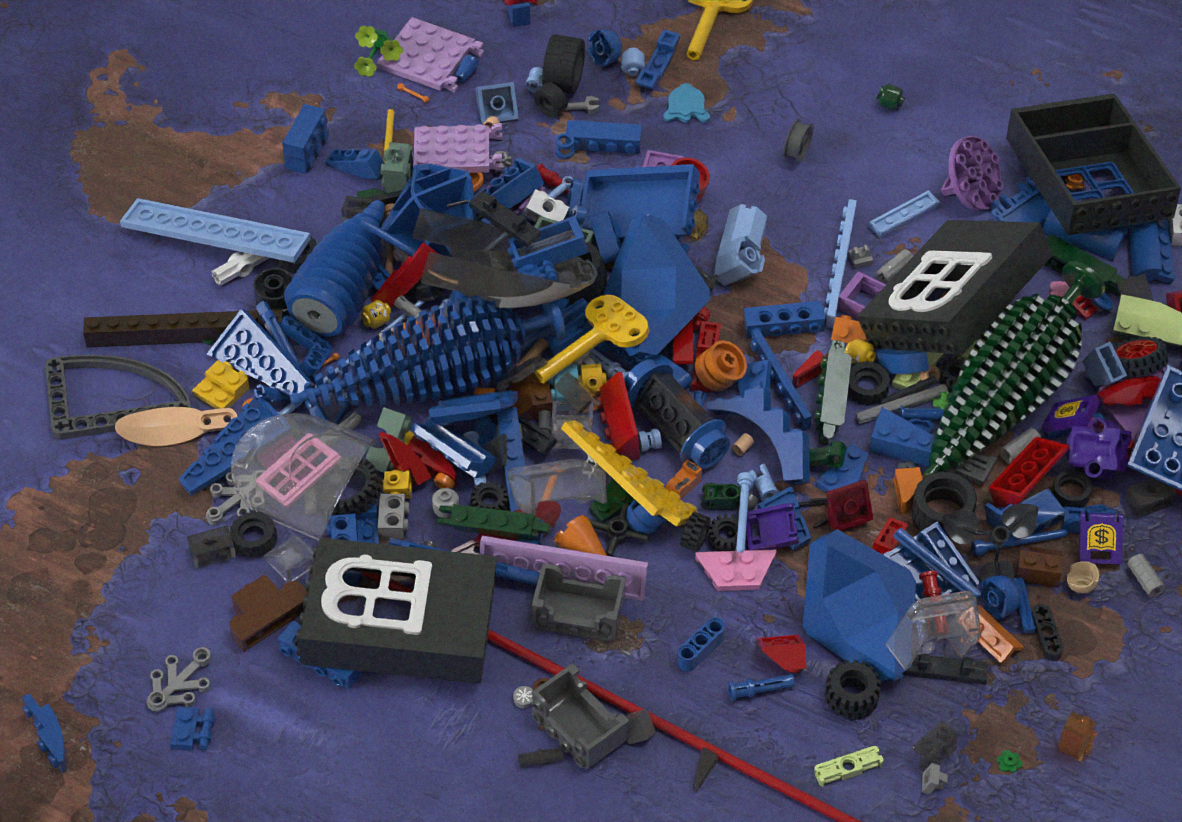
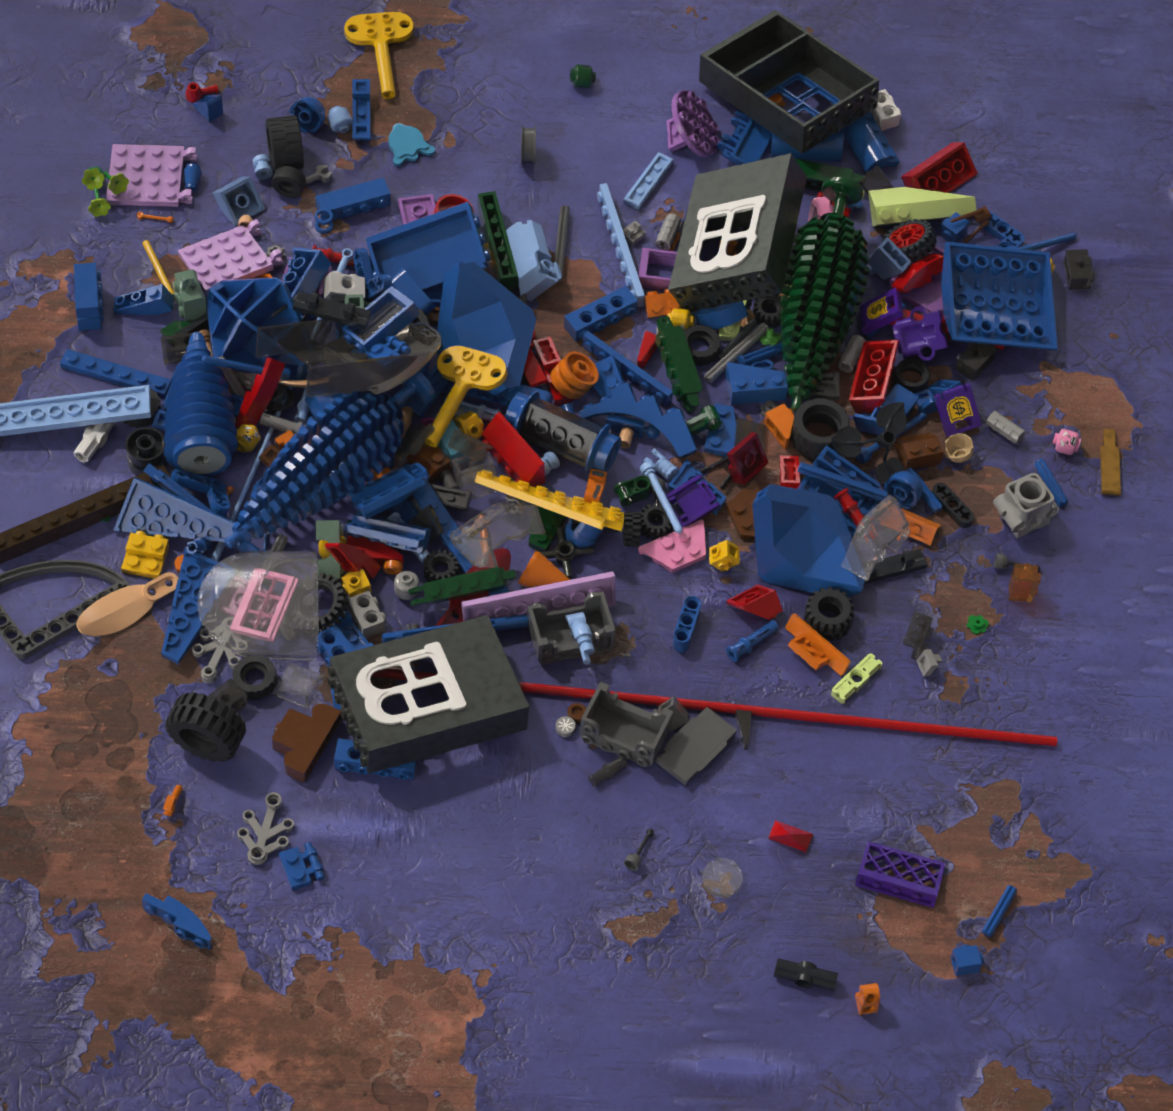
camera: 30 degrees left, 5 degrees up
(104, 619) = (171, 801): none -> orange bar
(170, 559) = (205, 726): none -> black tyre
(287, 210) = (113, 372): none -> blue plate
(389, 255) = (232, 380): none -> light grey axle
(584, 613) = (582, 634): none -> light blue piece
(643, 766) = (695, 745): none -> dark grey piece
(722, 202) = (498, 240): none -> dark green brick
(740, 426) = (618, 422): none -> blue plate
(775, 592) = (724, 555): none -> yellow brick
(784, 240) = (562, 237): none -> dark grey axle
(818, 717) = (814, 647): none -> orange bracket
(877, 484) = (745, 427): none -> clear smoke piece
(1069, 706) = (1001, 561): none -> dark grey hinge
(1122, 659) = (1026, 505): none -> light grey piece
(1167, 649) = (1051, 482): none -> blue axle

